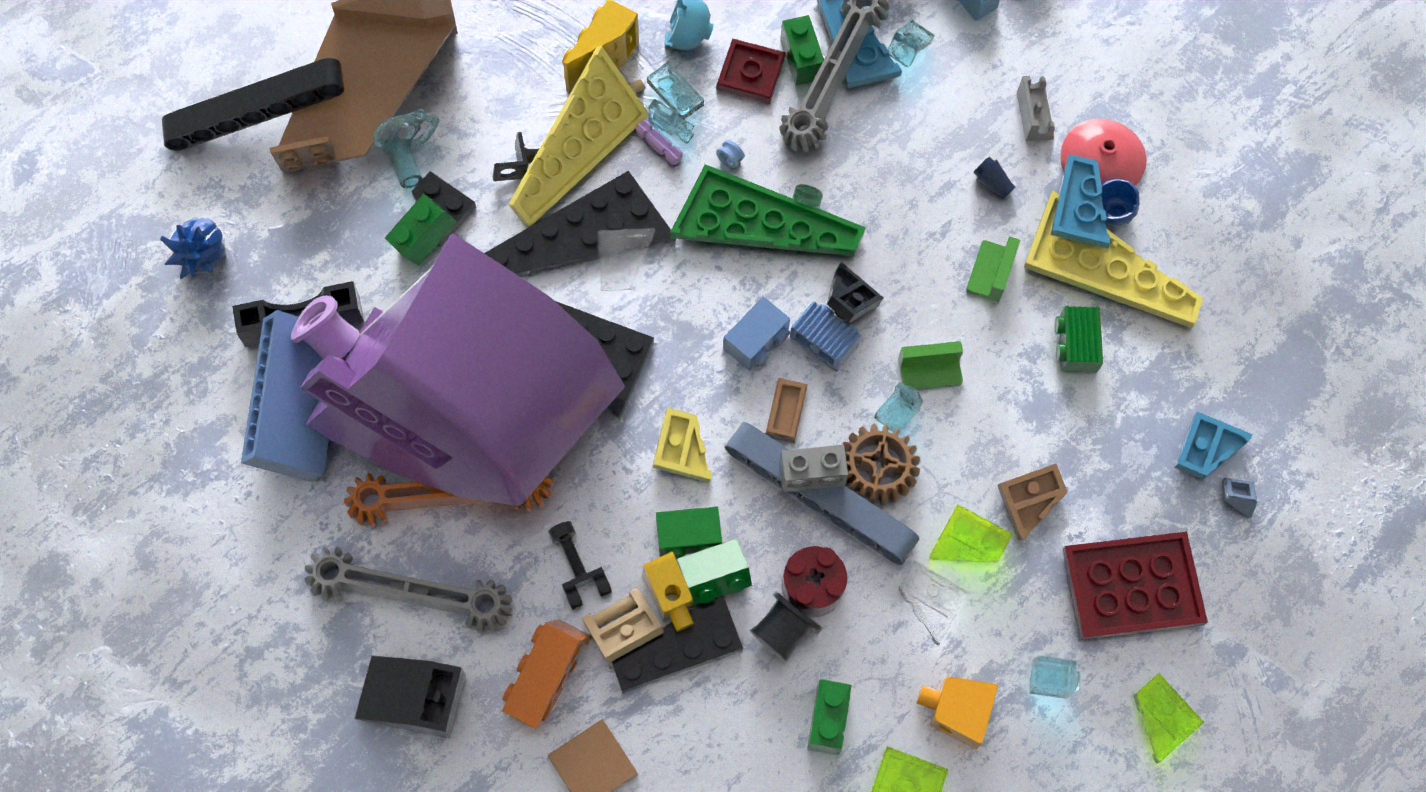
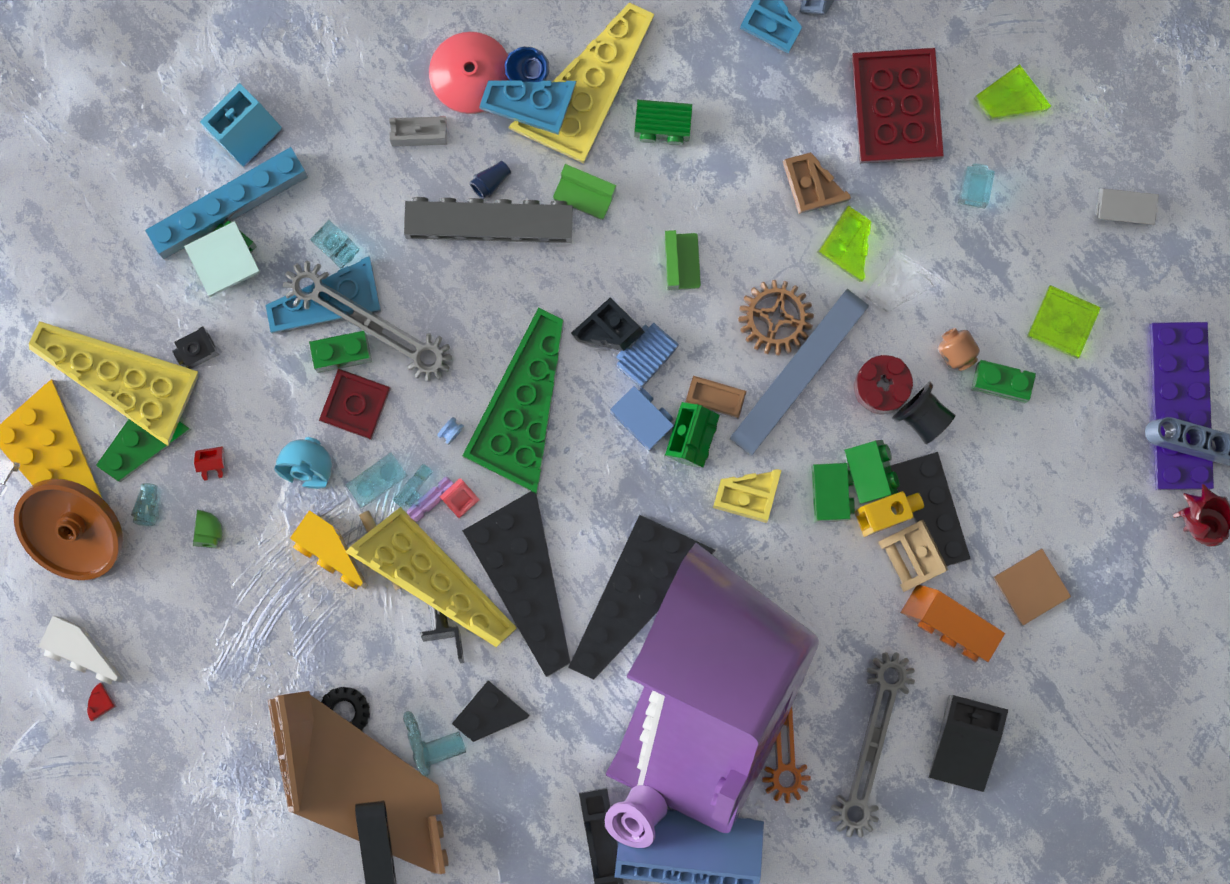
camera: 85 degrees left, 15 degrees up
(420, 230) = (522, 731): green brick -> none
(446, 87) = (355, 698): none -> black tyre
(563, 534) = (827, 605): black bar -> none
(622, 256) = (556, 540): clear wing -> none
(661, 166) = (459, 498): none -> coral tile
(741, 382) = (692, 435): none -> green brick
(808, 195) = (500, 359): clear green tile -> none
(813, 468) = (787, 376): light grey brick -> none
(862, 665) = (959, 349): none -> nougat head
(899, 407) = (721, 294): clear light blue bracket -> none
(950, 178) = (488, 221): none -> dark grey brick
(960, 708) = (999, 268): light orange torso -> none

